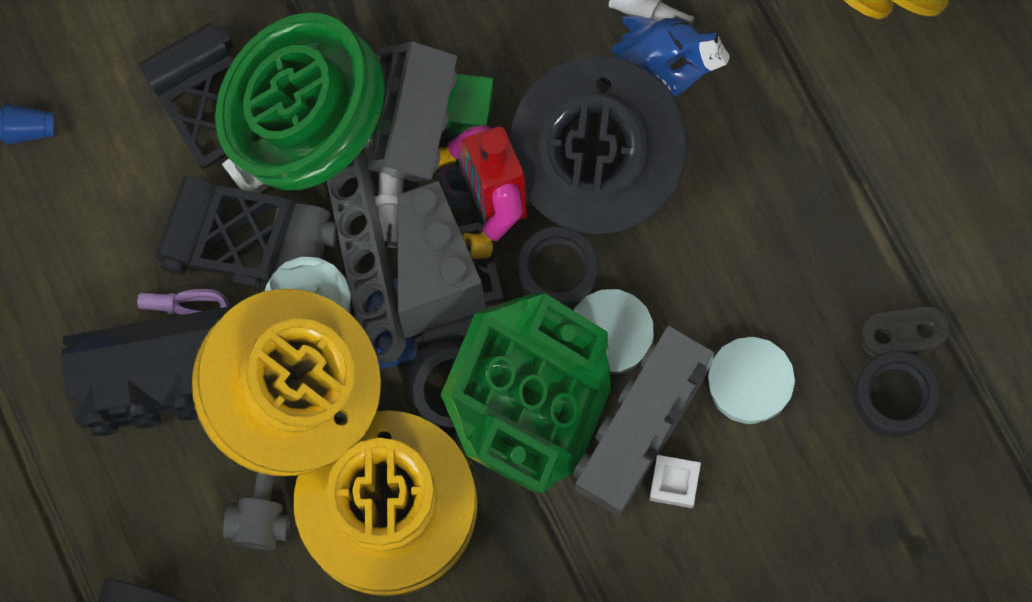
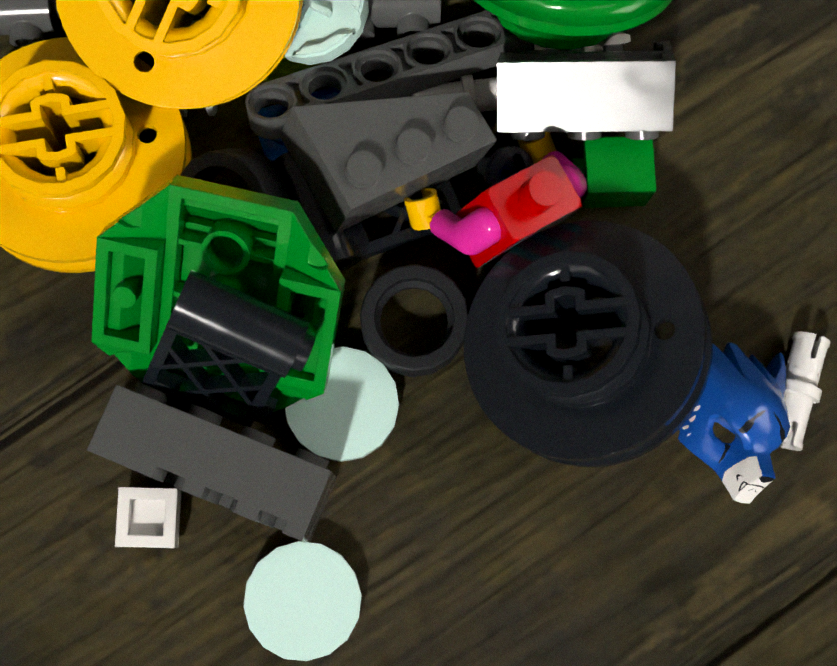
camera: 70 degrees right, 5 degrees up
(557, 379) = (232, 331): none -> black piece

